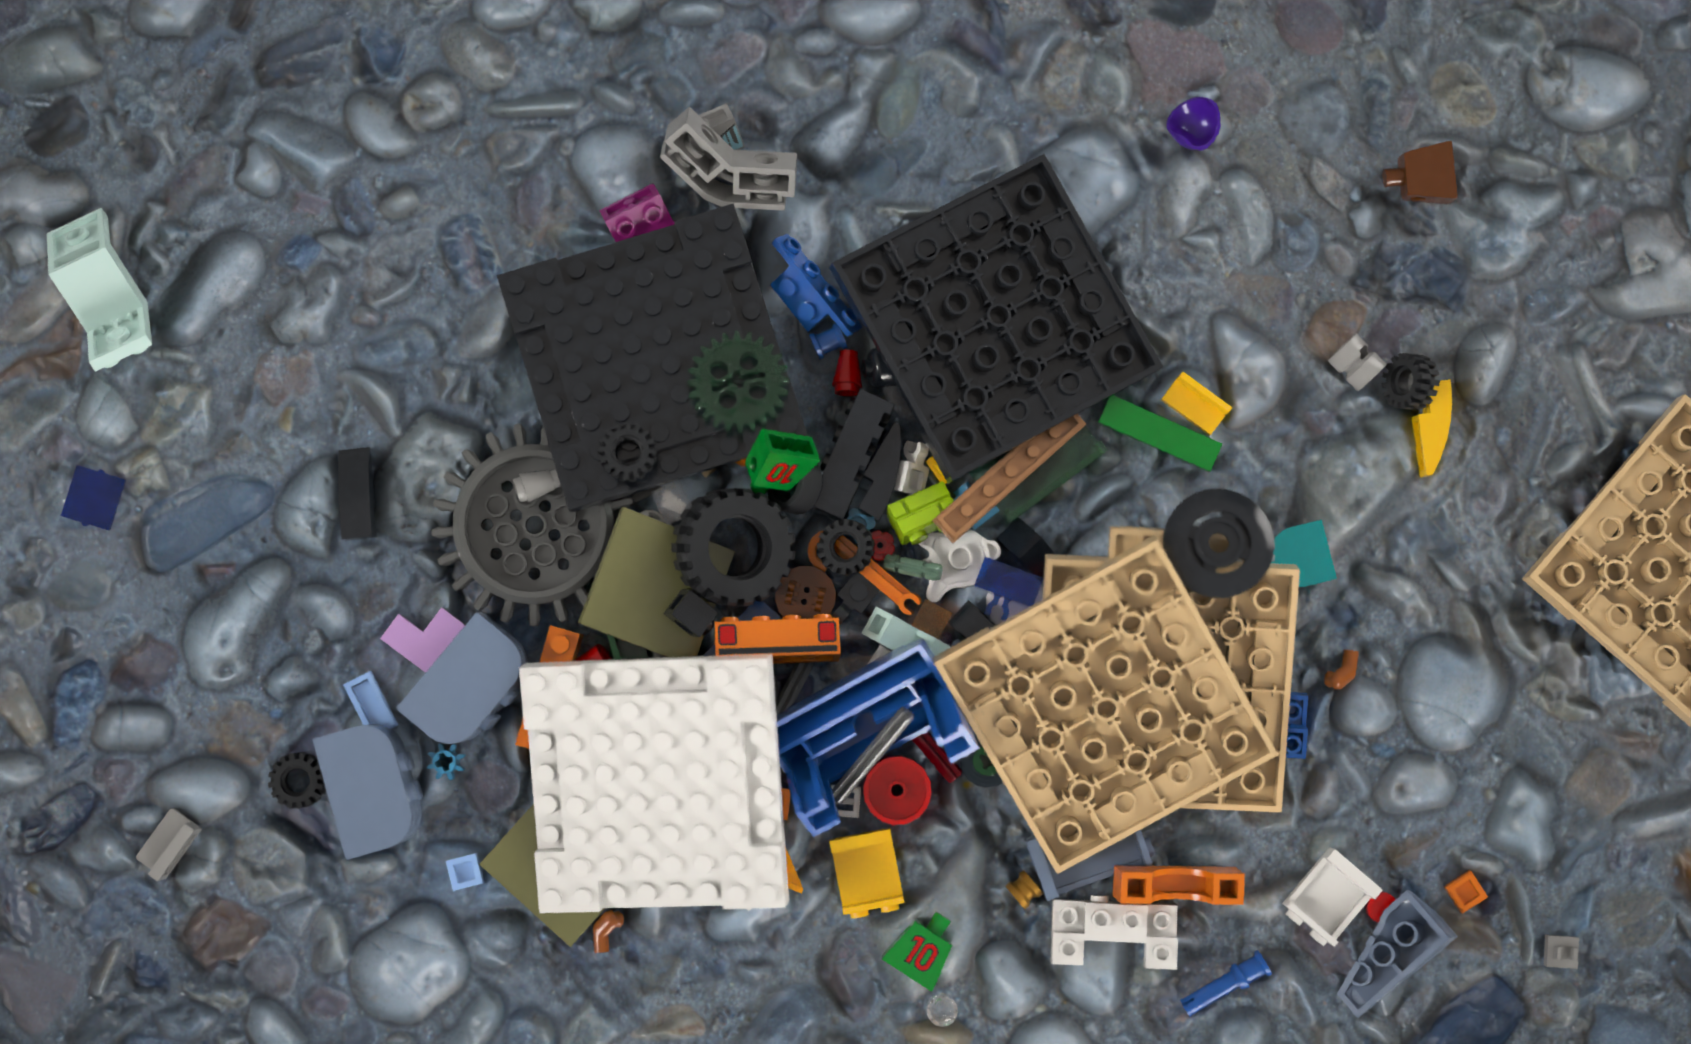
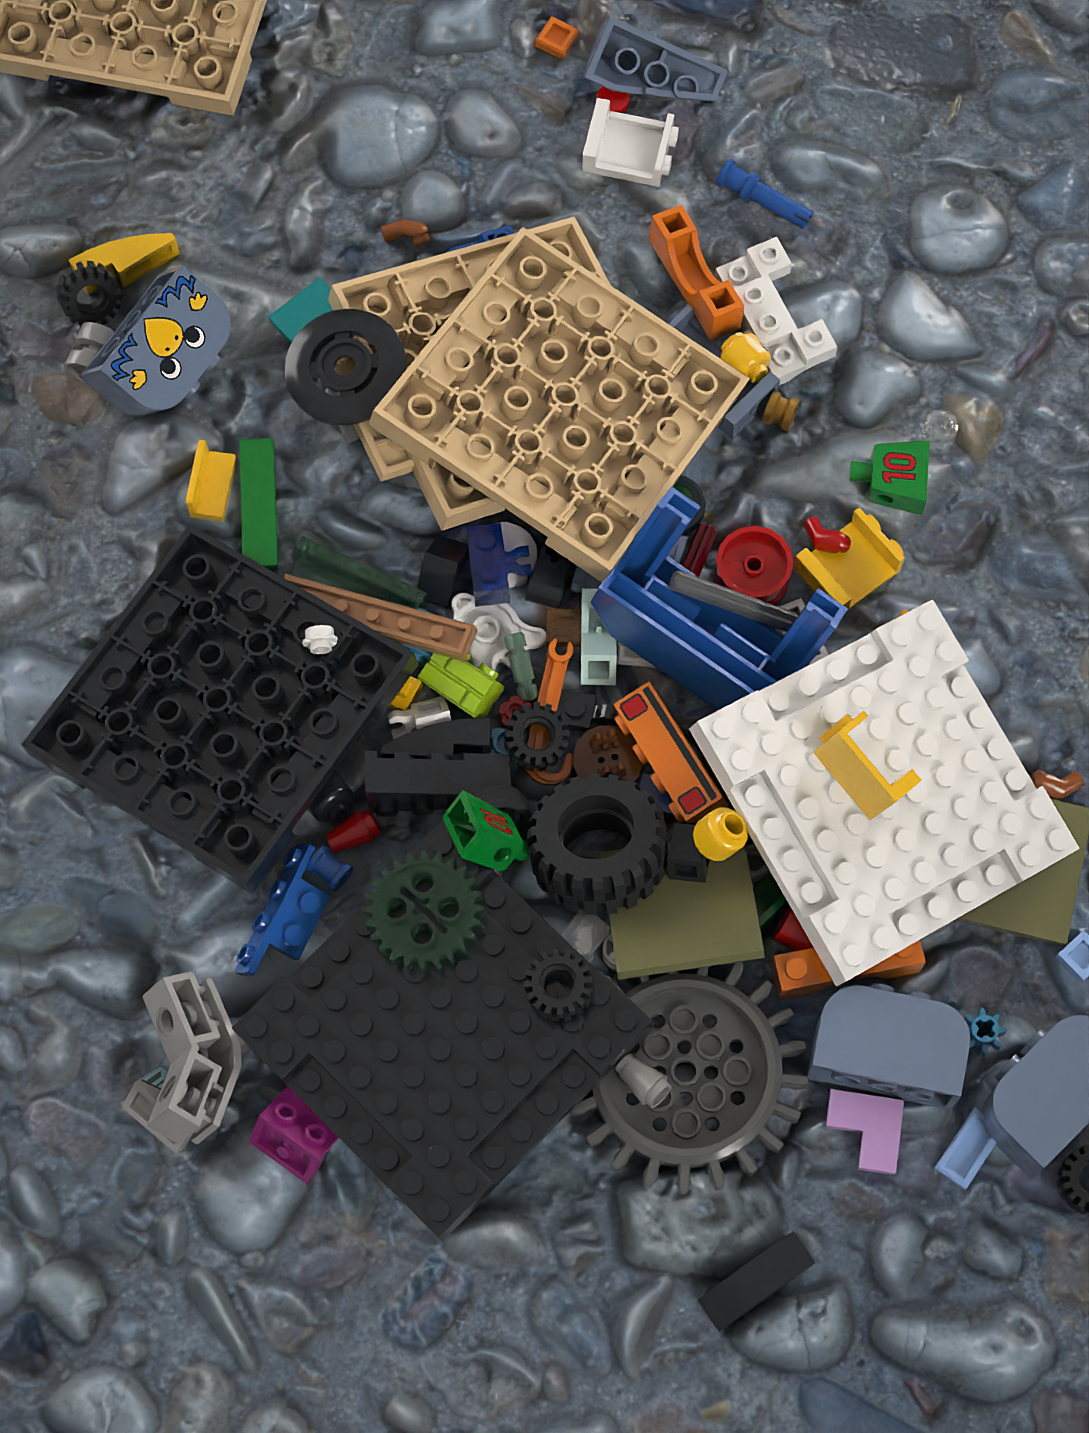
camera: 120 degrees left, 15 degrees down
(633, 771) = (857, 772): none -> yellow panel
(682, 636) = (720, 834): none -> yellow head
(895, 863) = (824, 539): none -> red arm
(1000, 413) = (320, 639): none -> white plate
(1081, 883) = (746, 355): none -> yellow head
(1327, 413) = (161, 346): none -> sand blue brick

